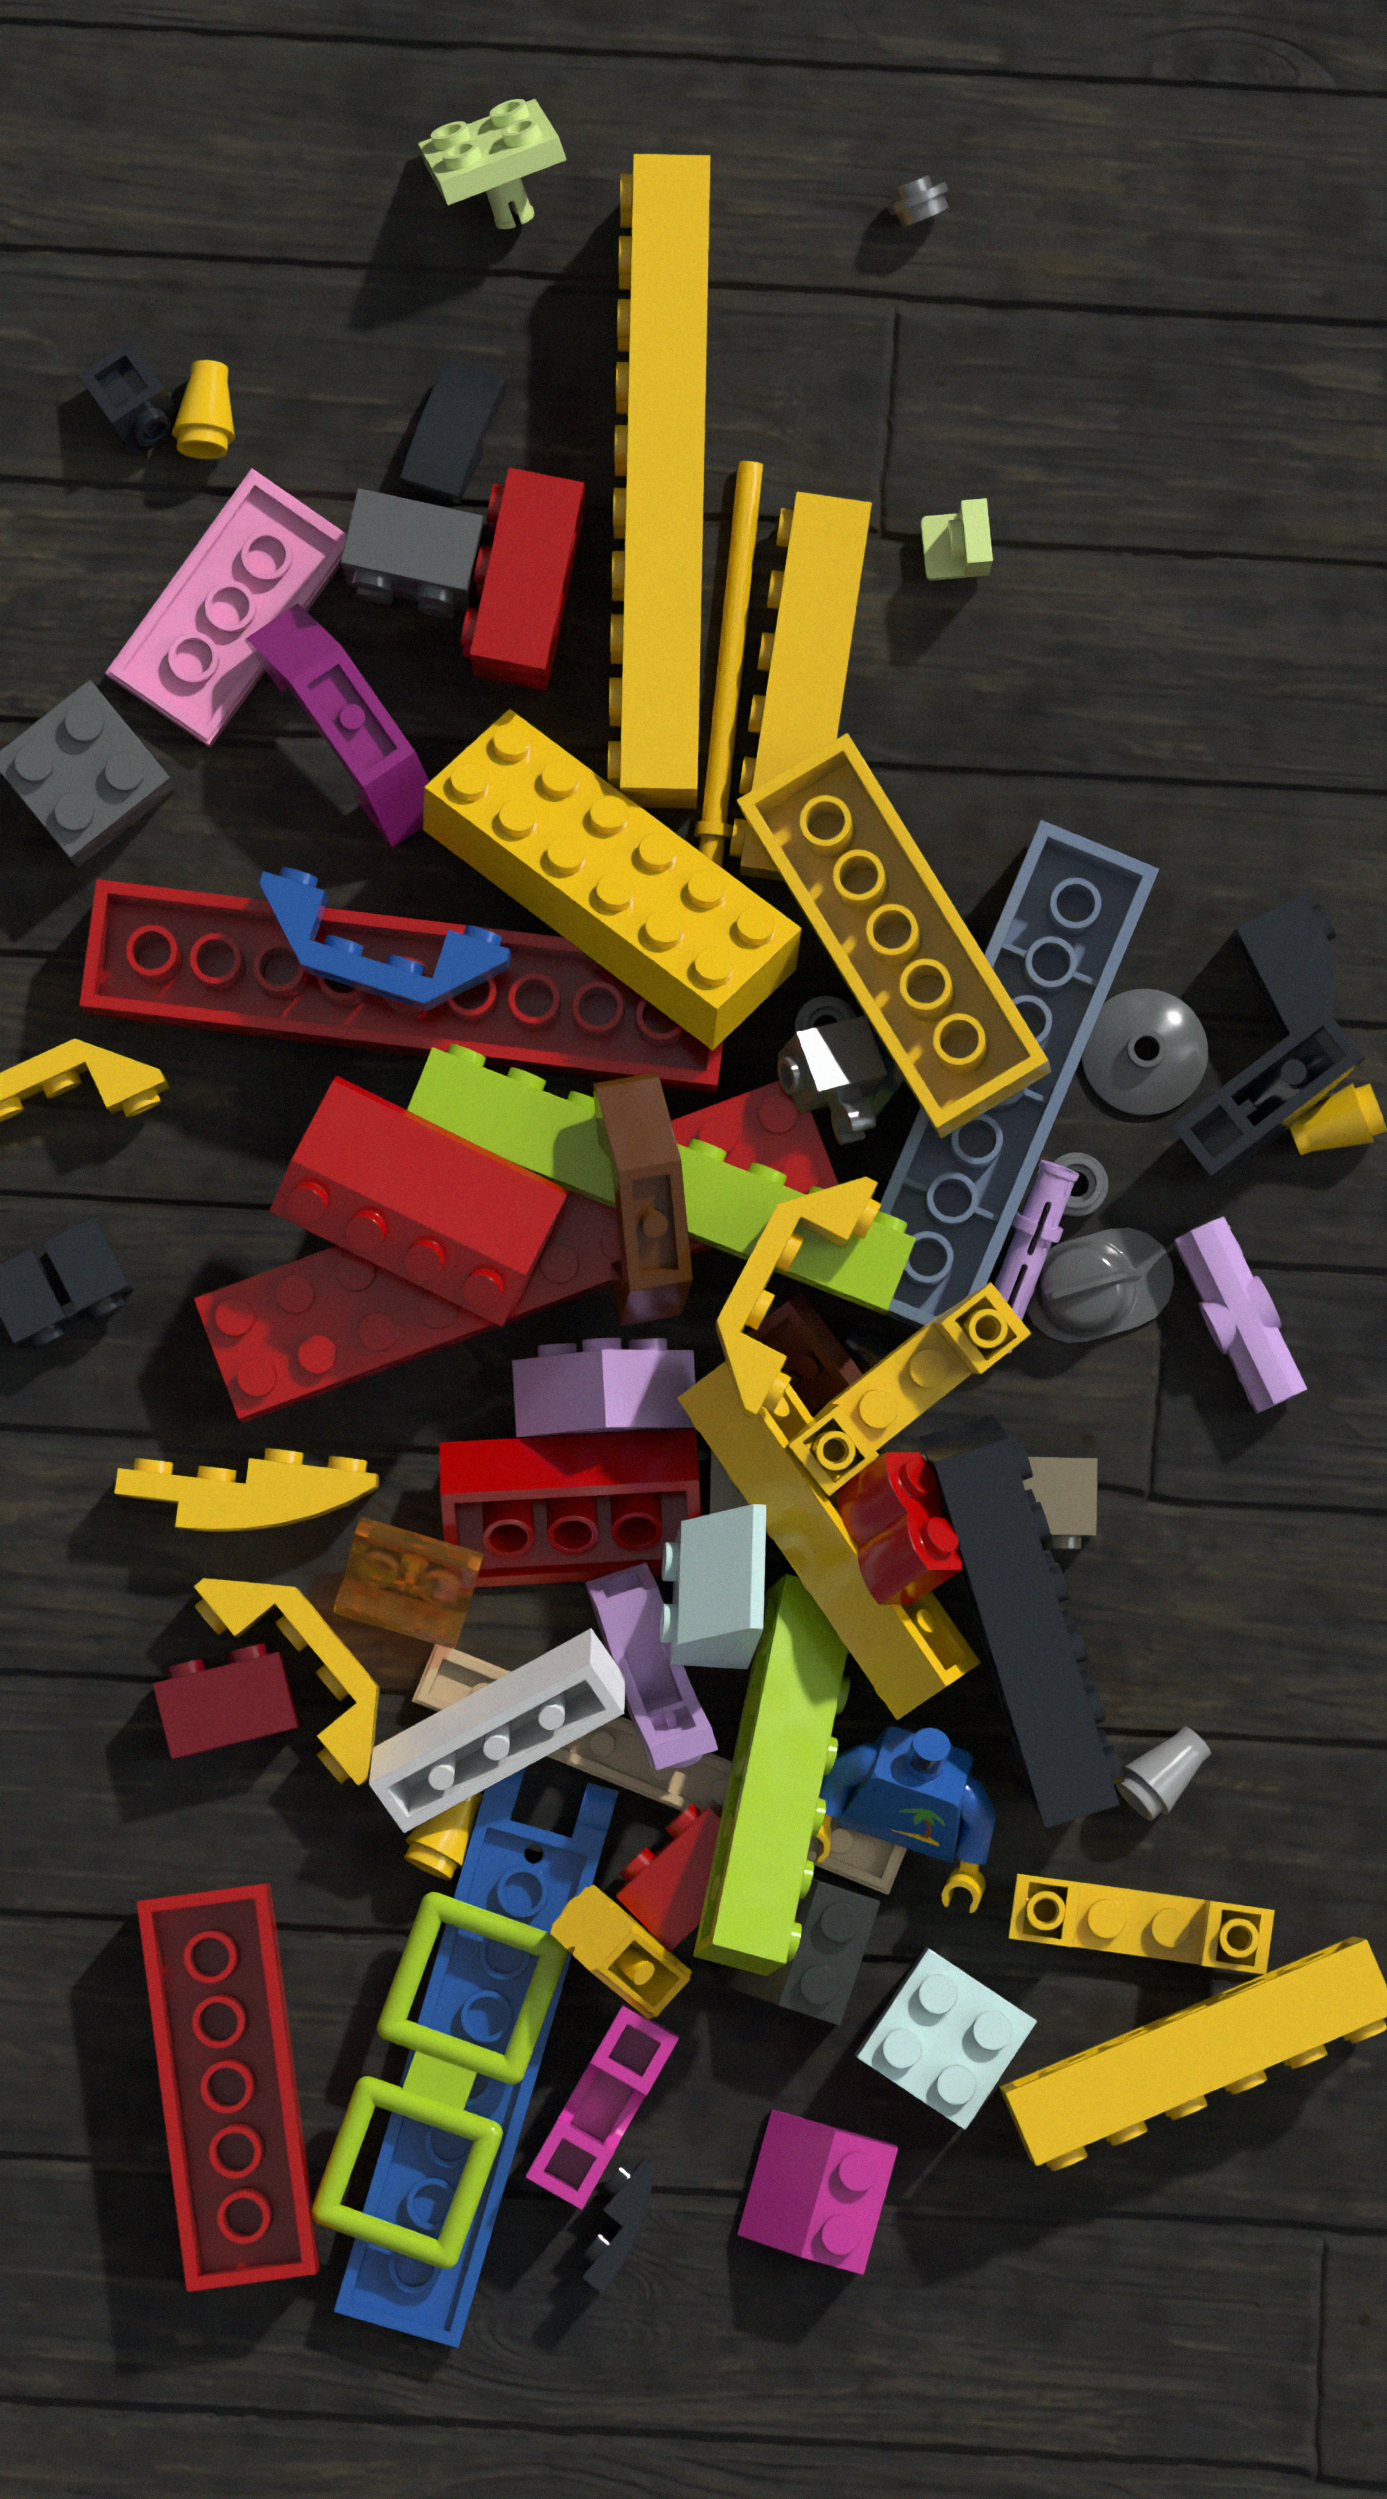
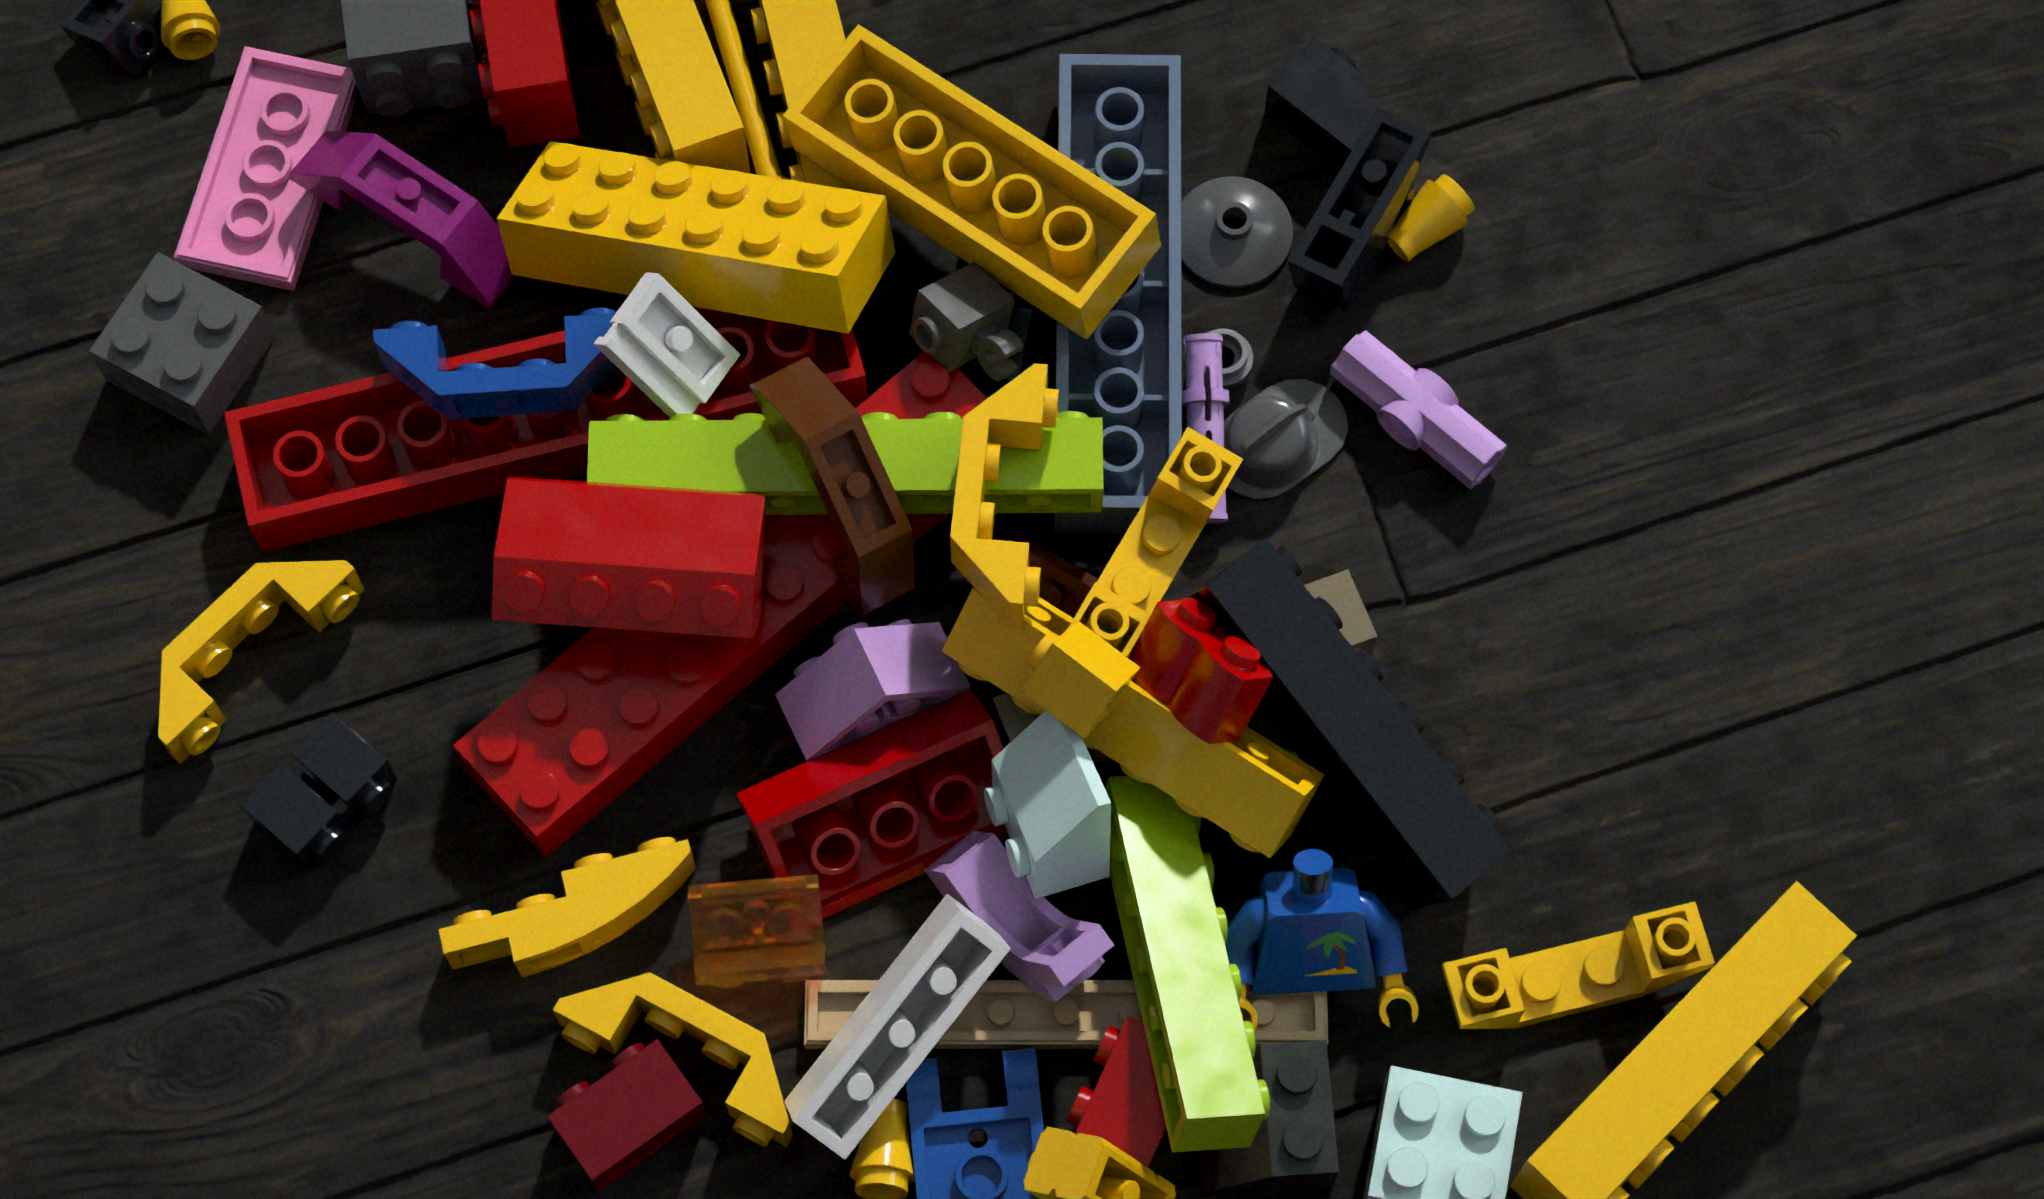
camera: 20 degrees left, 15 degrees down
(534, 999) = (667, 347): none -> white plate
(783, 1495) = (1078, 677): none -> yellow brick
(1162, 1774) = (1534, 832): light grey cone -> none

